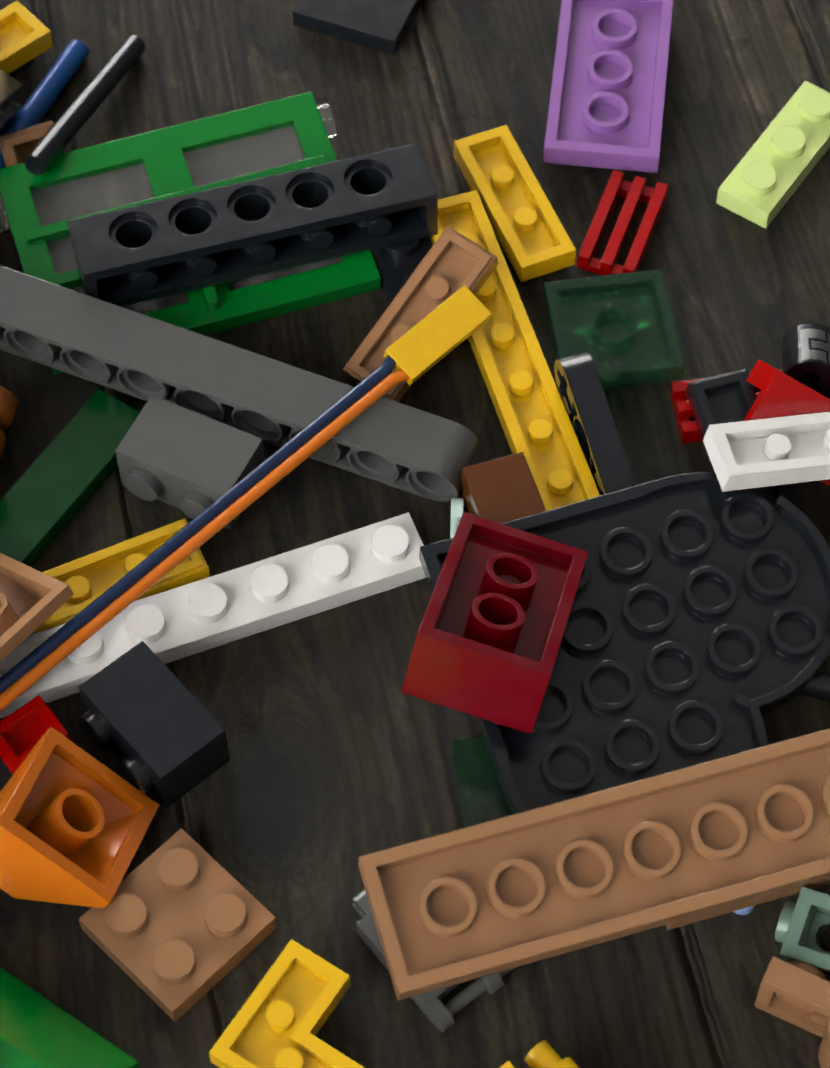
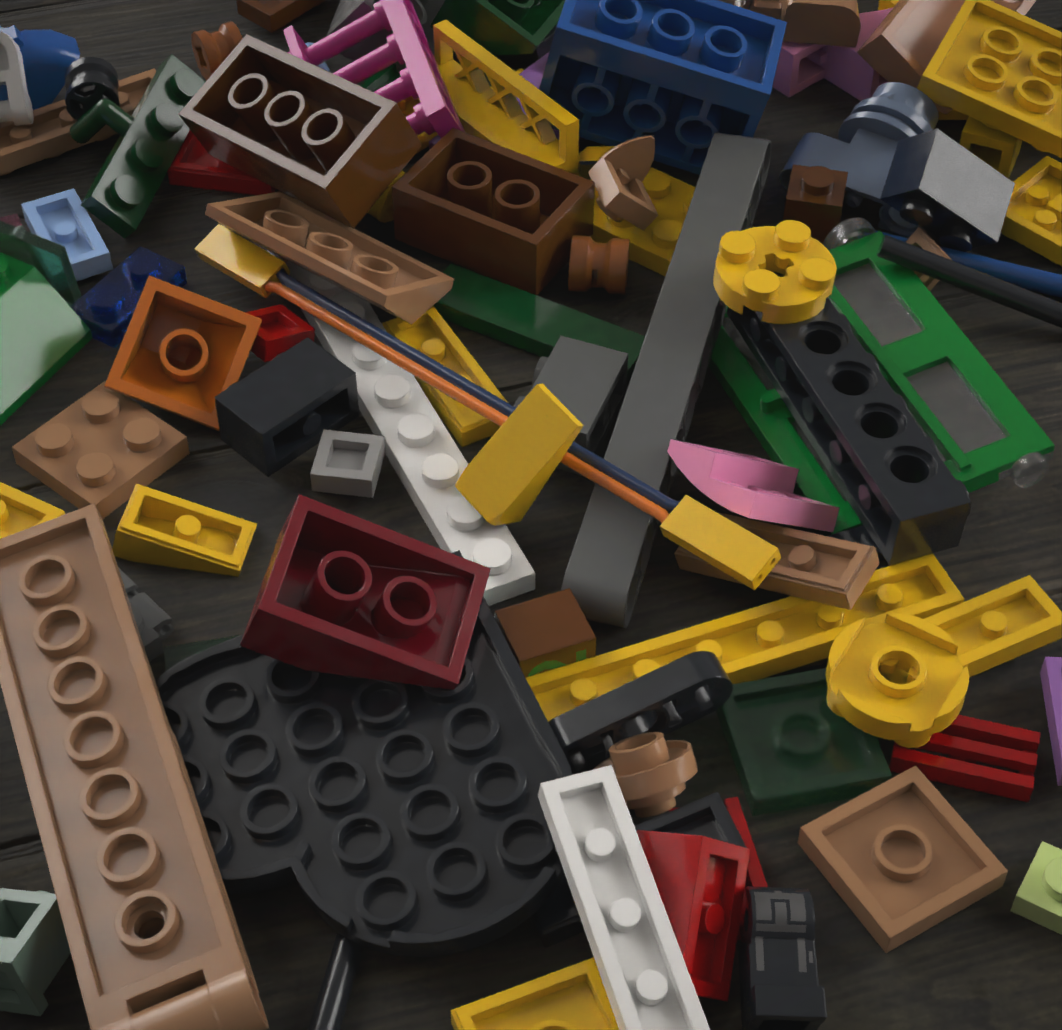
camera: 85 degrees right, 10 degrees down
(101, 208) = (748, 264): none -> yellow plate
(242, 670) = (347, 463): none -> light grey plate
(304, 488) = (519, 458): none -> yellow slope
(315, 838) = (181, 534): none -> yellow slope
(341, 324) = (751, 486): none -> bright pink slope
(573, 269) = (888, 709): none -> yellow plate
(657, 436) = (651, 771): none -> medium nougat plate
(733, 280) = (901, 858): none -> medium nougat plate

